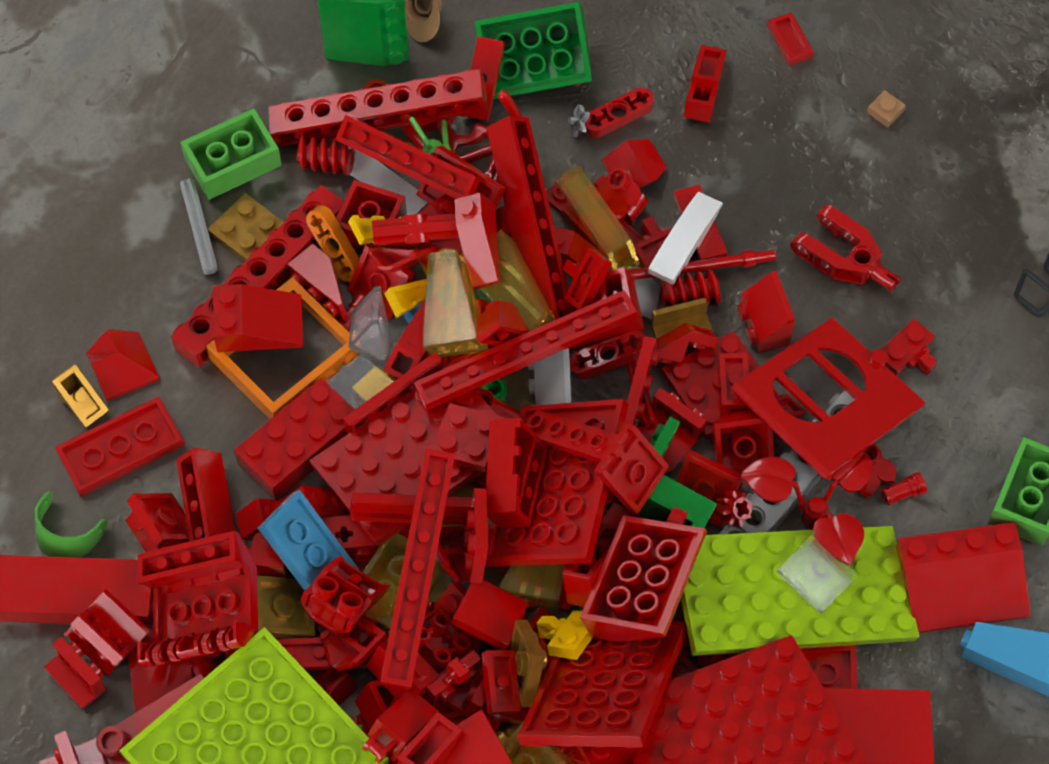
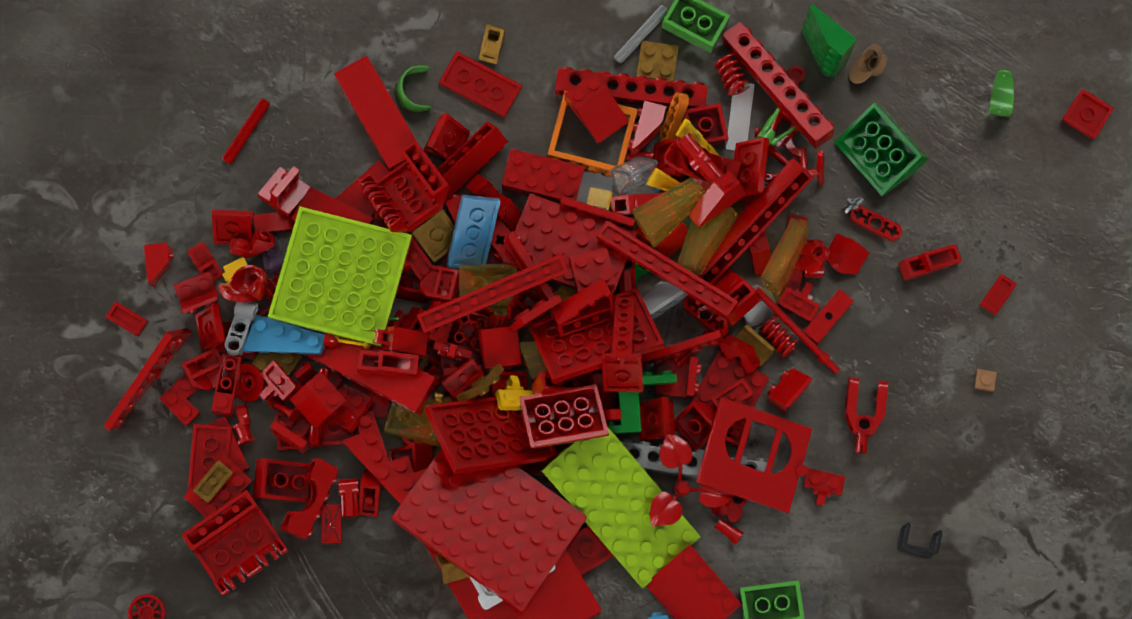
camera: 55 degrees right, 15 degrees up
(74, 675) = (335, 153): red bracket -> none
(107, 632) = (367, 153): red bracket -> none
(111, 740) = (311, 197): red tile -> none
(121, 363) = (528, 51): red slope -> none
(341, 596) = (458, 263): red slope -> none
(407, 158) = (747, 125): red plate -> none
(488, 59) = (851, 127): red tile -> none
(499, 323) = (671, 244): red slope -> none
(586, 278) = (739, 274): red hinge -> none
(685, 238) = (808, 313): white slope -> none
(734, 508) = (645, 437): red gear -> none
(816, 574) = (634, 510): clear slope -> none

